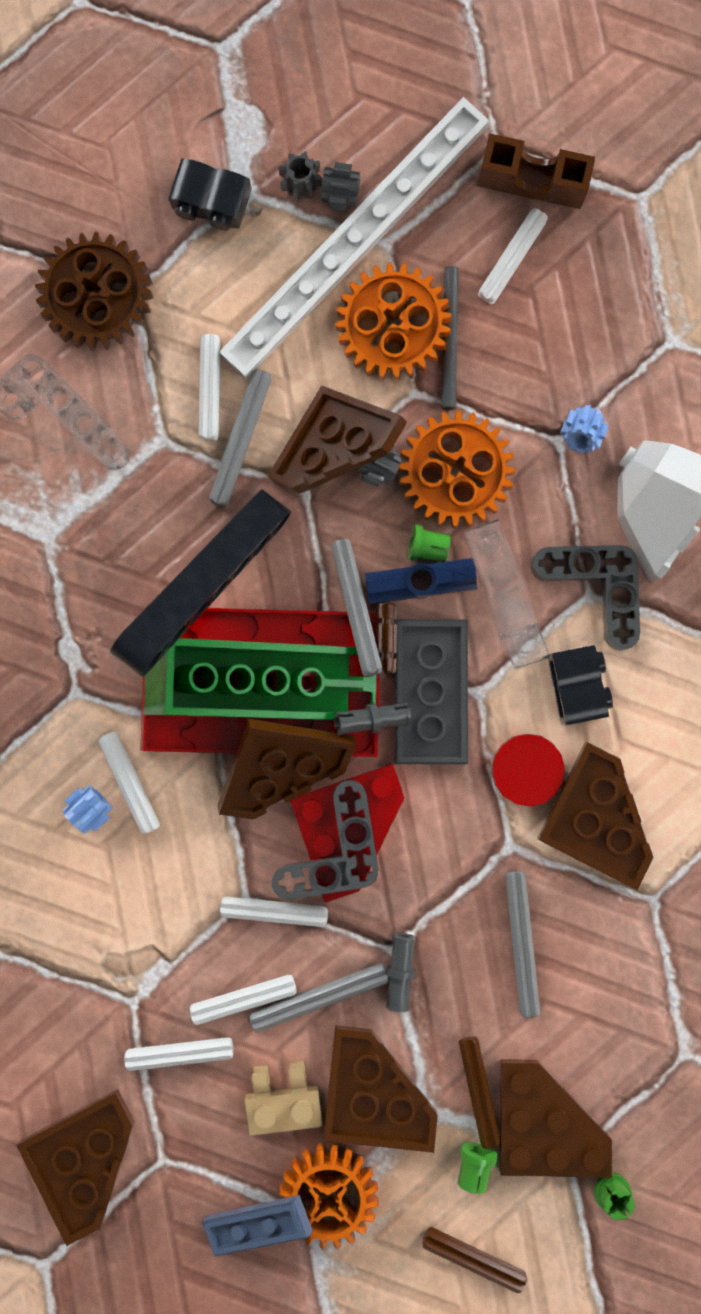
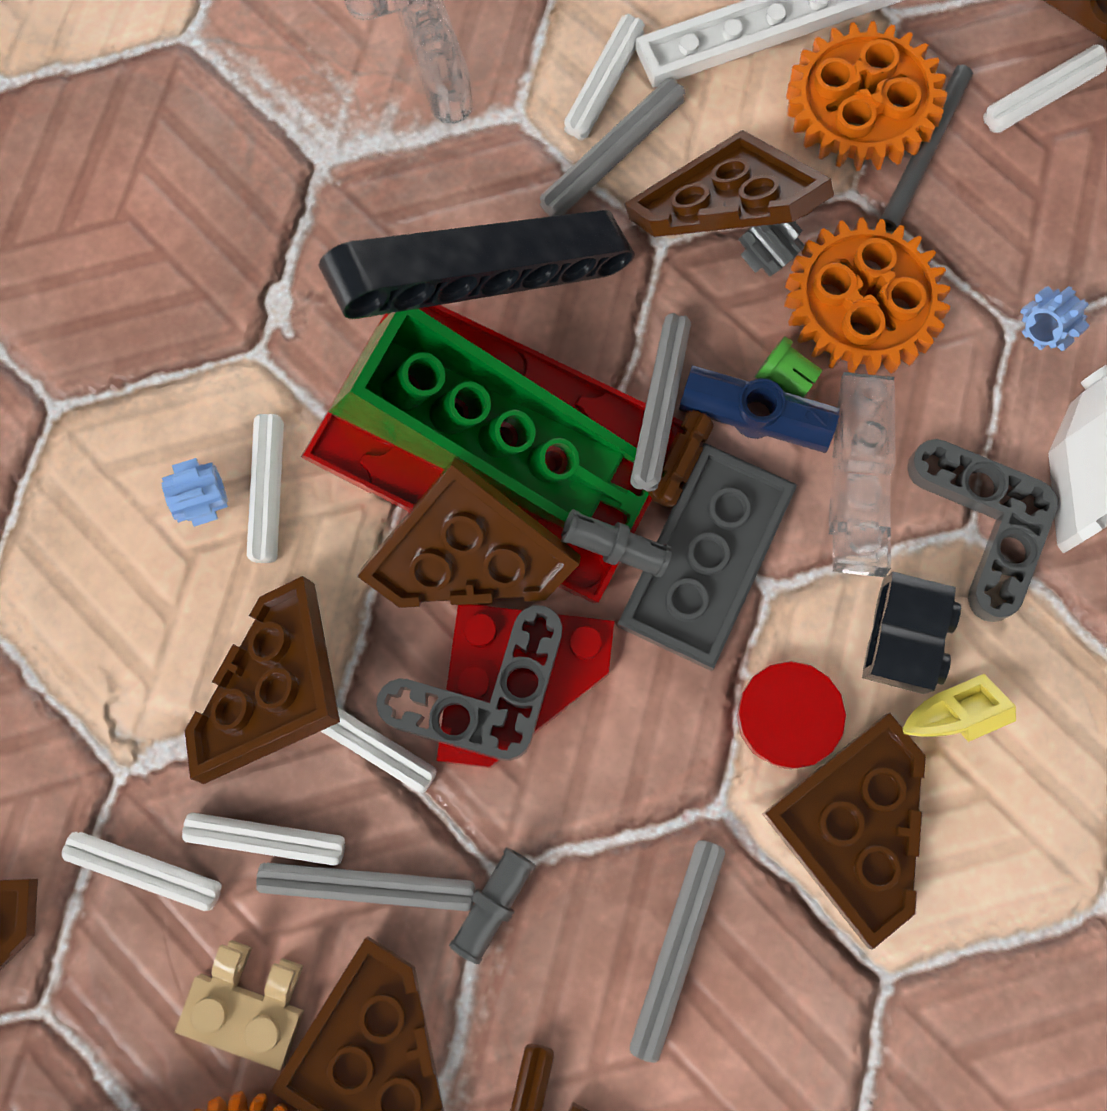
camera: 25 degrees right, 10 degrees down
(199, 909) = (267, 688): none -> reddish brown plate
(631, 718) = (967, 708): none -> light yellow plate

